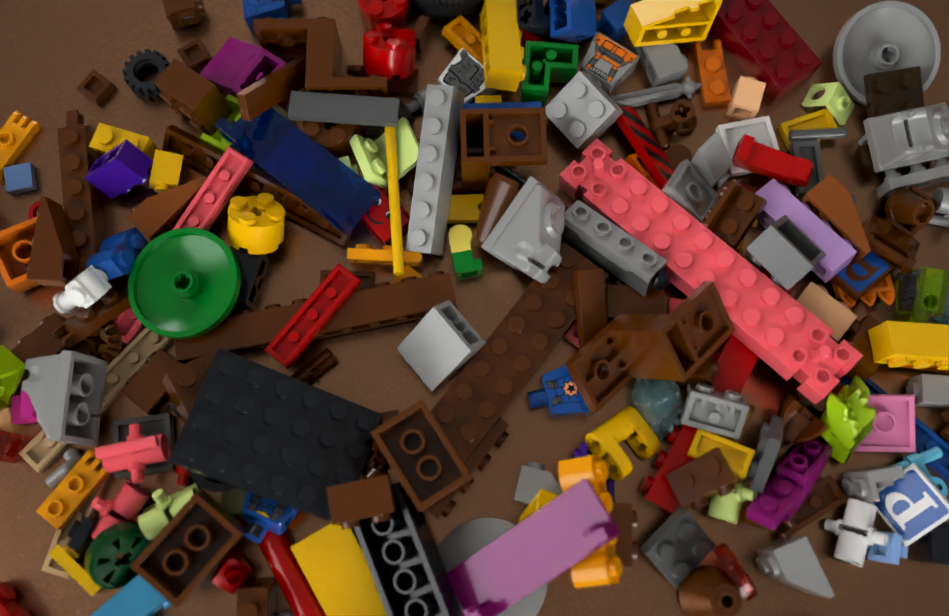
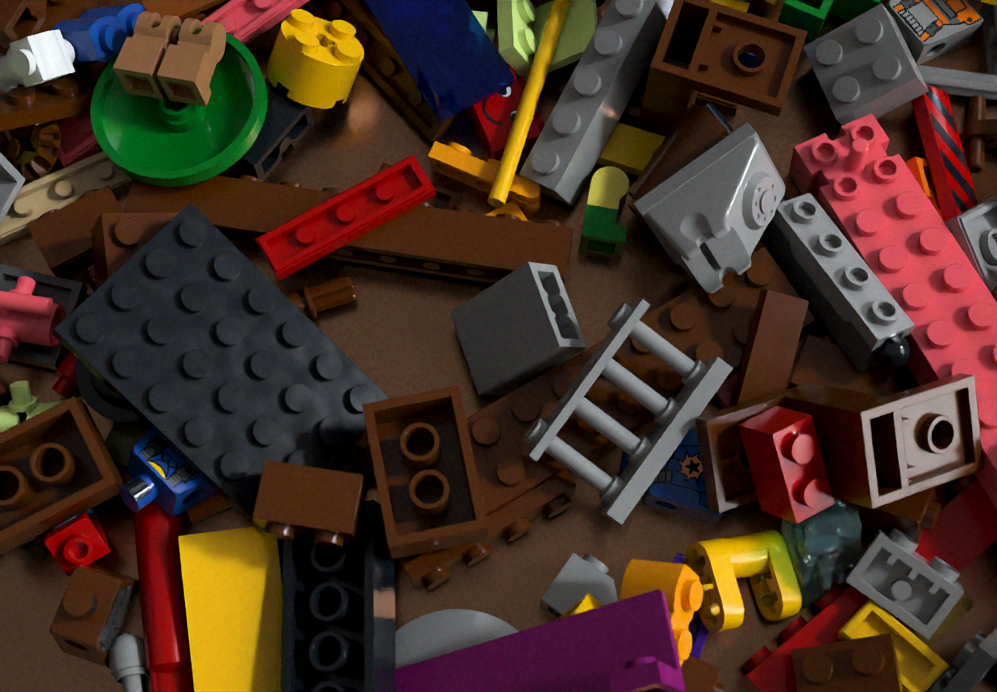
camera: 20 degrees right, 5 degrees down
(168, 257) = (171, 58): none -> medium nougat legs
(542, 394) = (672, 416): none -> light grey fence
(625, 370) = (786, 464): none -> red brick

